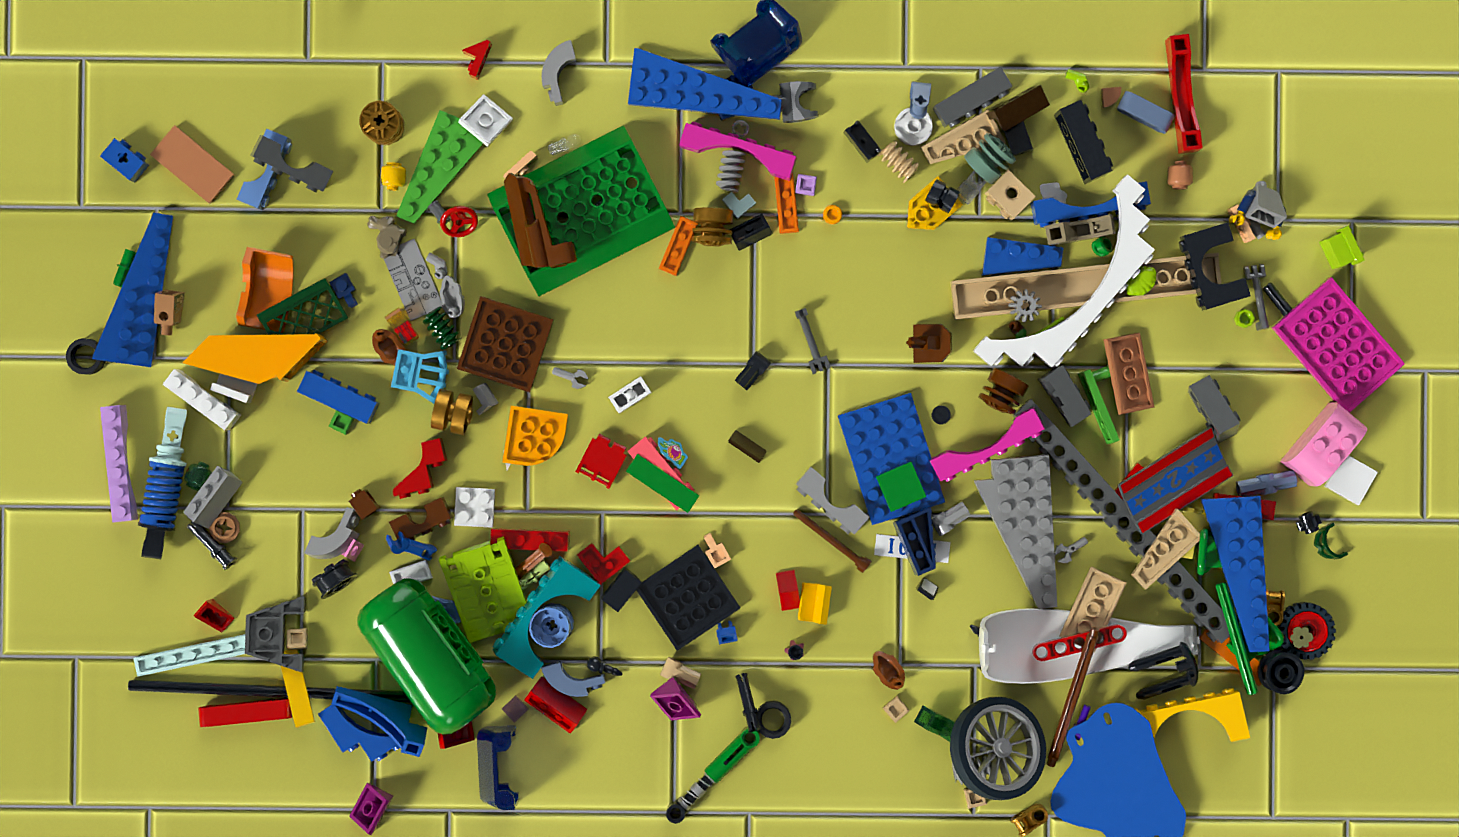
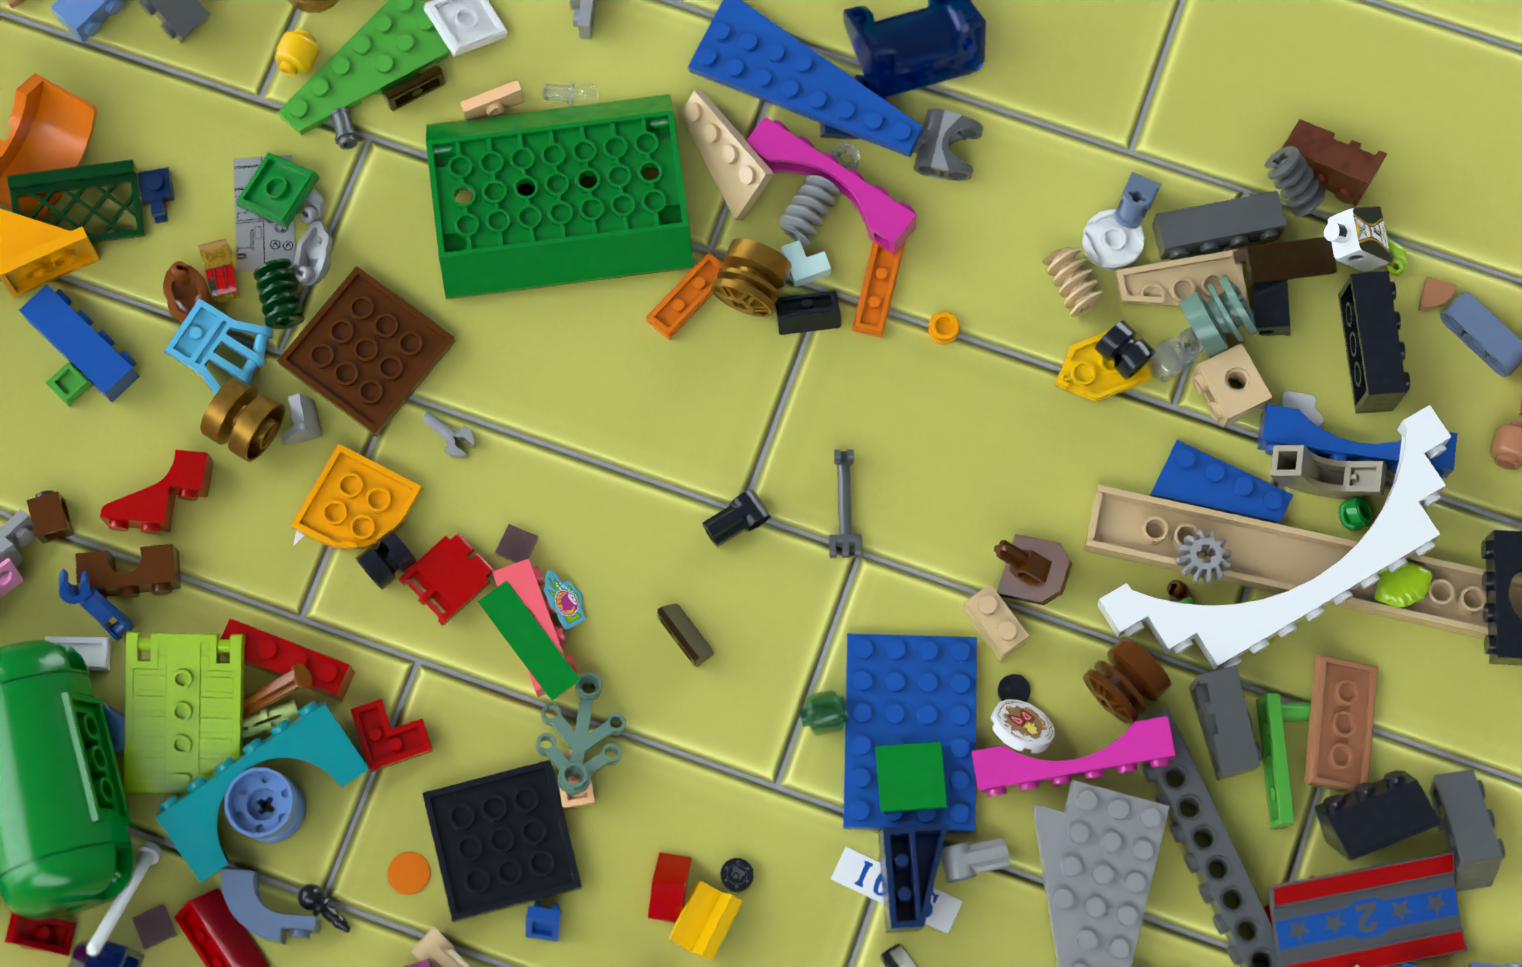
camera: 20 degrees right, 15 degrees down
(389, 236) = (255, 137): dark tan animal -> none
(415, 265) = (277, 189): none -> green tile
(459, 218) = (373, 136): red piece -> none
(469, 172) = (414, 87): none -> dark brown slope
(474, 507) = (220, 582): white plate -> none
(496, 671) = (148, 855): none -> white bar
(531, 234) = (470, 188): reddish brown panel -> none
(564, 470) = (386, 559): none -> black wheel
(621, 589) = (399, 789): black hinge -> none
(630, 395) = (529, 488): white brick -> none
(633, 428) = (516, 544): none -> tile
(642, 631) = (408, 873): none -> orange sticker
(672, 154) = (730, 159): none -> tan wing
(710, 528) = (580, 740): none -> sand green plant
(806, 185) = (917, 271): lavender tile -> none
(822, 571) = (736, 875): none -> black tile
(840, 465) = (824, 712): none -> clear green head
(850, 517) = (811, 800): light grey arch -> none
(861, 562) = (804, 881): reddish brown piece -> none
(862, 141) = (1025, 234): black hinge -> none
(919, 381) = (995, 622): none -> tan brick
(953, 436) = (1022, 726): none -> tile
(1009, 57) = (1295, 180): none -> dark grey piece
(1025, 36) = (1338, 165): none -> copper wedge
(1056, 79) = (1359, 238): none -> torso
(1163, 420) = (1376, 815): none -> black slope

